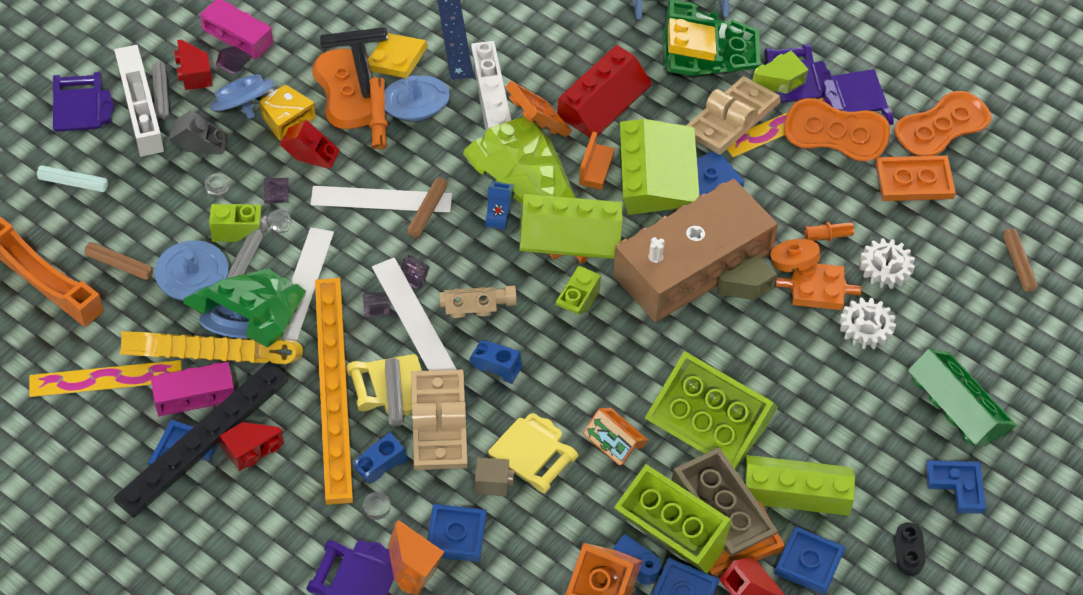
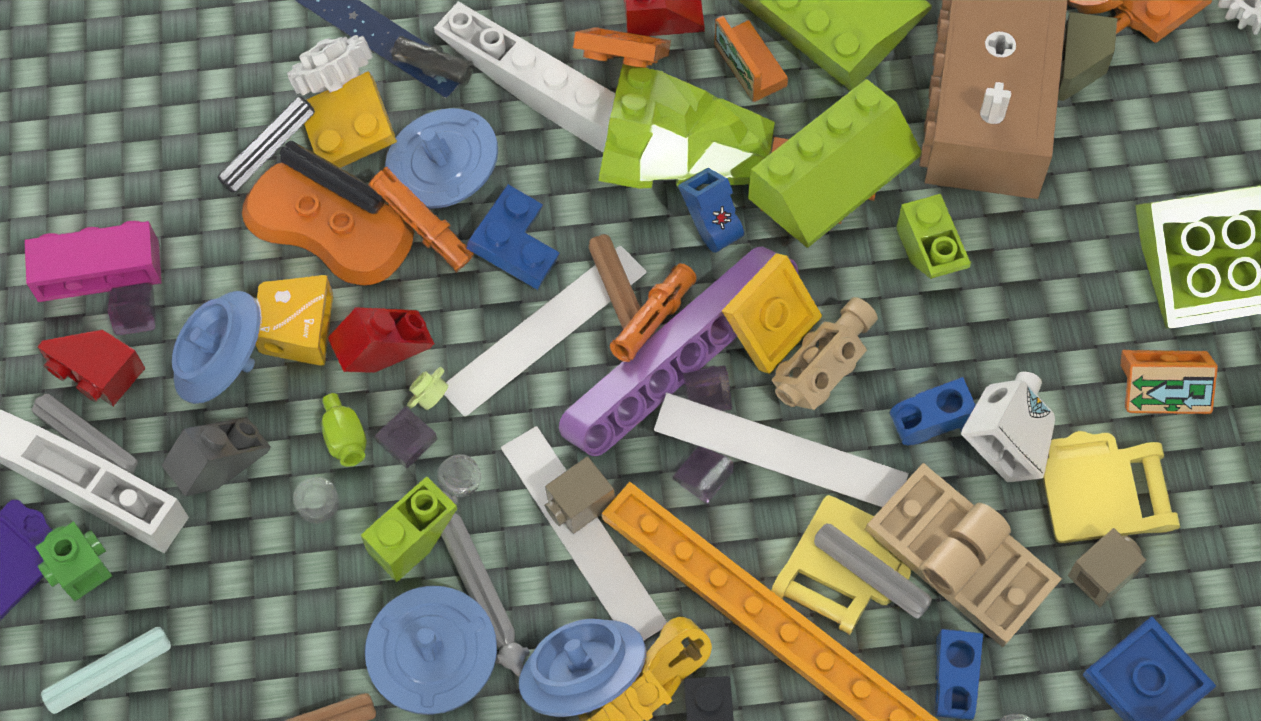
camera: 40 degrees left, 10 degrees up
(103, 128) = (73, 560): none -> bright green brick
(255, 168) = (342, 432): none -> lime plant
(258, 296) = (572, 611): green wedge -> none
(305, 179) = (428, 389): none -> yellowish green plate
(313, 265) = (578, 495): none -> dark tan brick
(404, 149) = (505, 241): none -> blue plate
(412, 25) = (329, 65): none -> white gear
(432, 240) = (658, 368): none -> medium lavender beam
(438, 223) = (662, 301): none -> orange pin
(459, 58) = (432, 60): none -> clear smoke pin
(473, 262) = (772, 313): none -> yellow plate
(517, 388) = (1012, 428): none -> white torso

